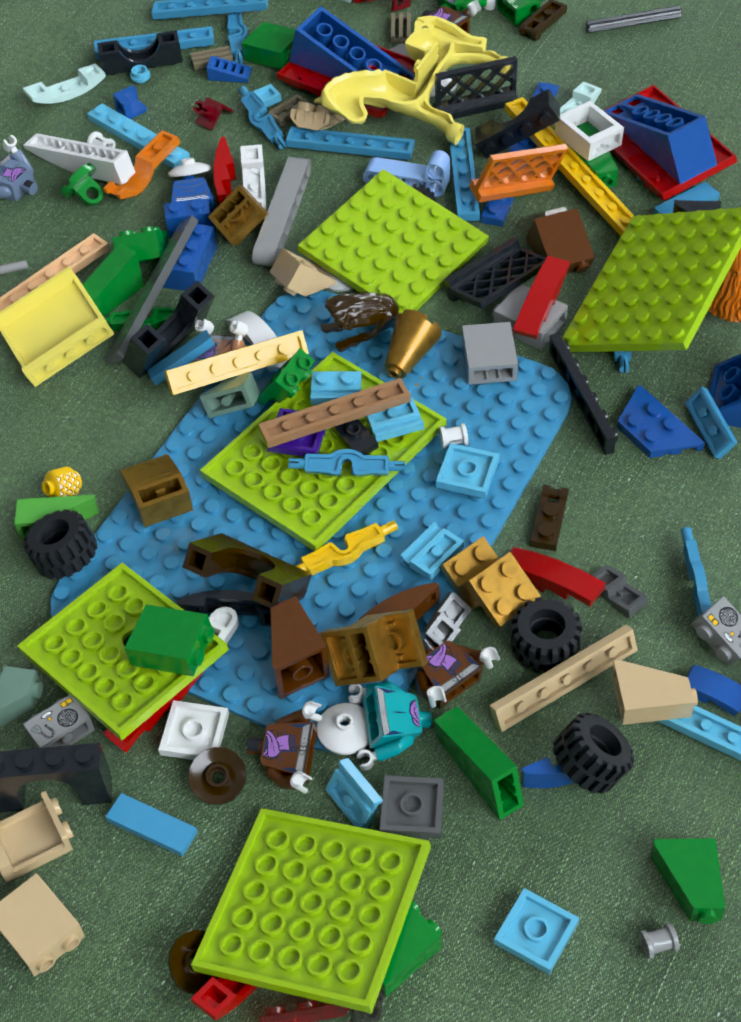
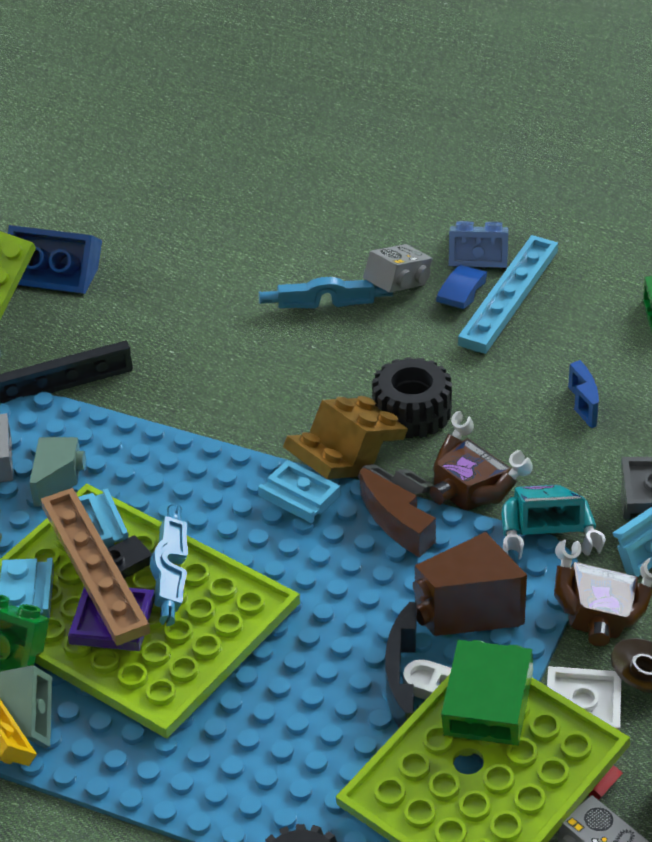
camera: 95 degrees left, 10 degrees down
(157, 490) = (196, 775): pearl gold slope -> none
(274, 577) = (336, 664): dark brown arch -> none
(339, 738) = (541, 560): white dish -> none
(356, 544) = (286, 565): yellow piece -> none
(374, 647) = (463, 503): pearl gold bracket -> none
(453, 435) = (112, 473): white bush -> none
(466, 399) = (55, 466): none -> sand green slope
(467, 470) = (170, 466): medium azure plate -> none
(481, 762) = (585, 440): green slope -> none
(549, 518) = (232, 408): dark brown plate -> none
(558, 576) = (334, 381): red slope -> none
(563, 678) = (470, 393): tan plate -> none
(593, 753) = (568, 349): black tyre -> none
(619, 593) = (340, 355): dark grey slope -> none
(651, 694) = (488, 315): tan slope -> none
(655, 427) = (92, 327): blue wing -> none
(711, 423) = (98, 280): dark azure tile -> none

